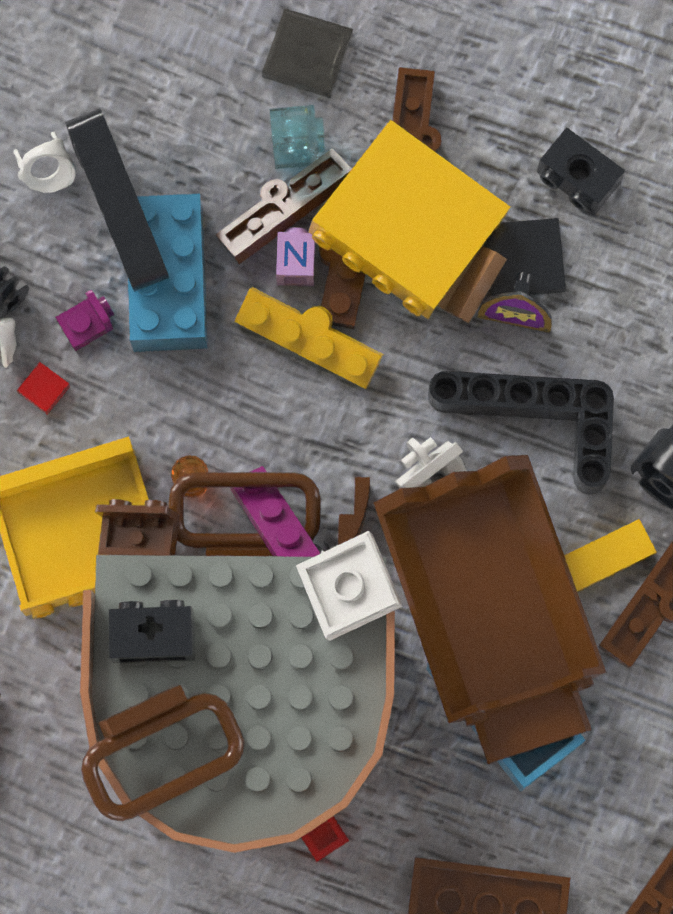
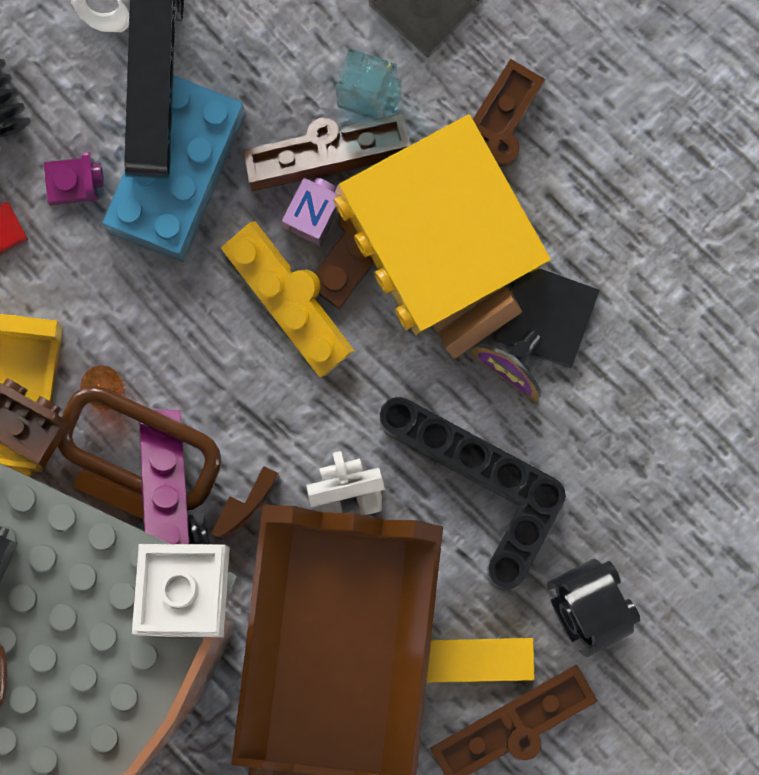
camera: 25 degrees right, 5 degrees up
(571, 153) = (644, 227): black brick -> none

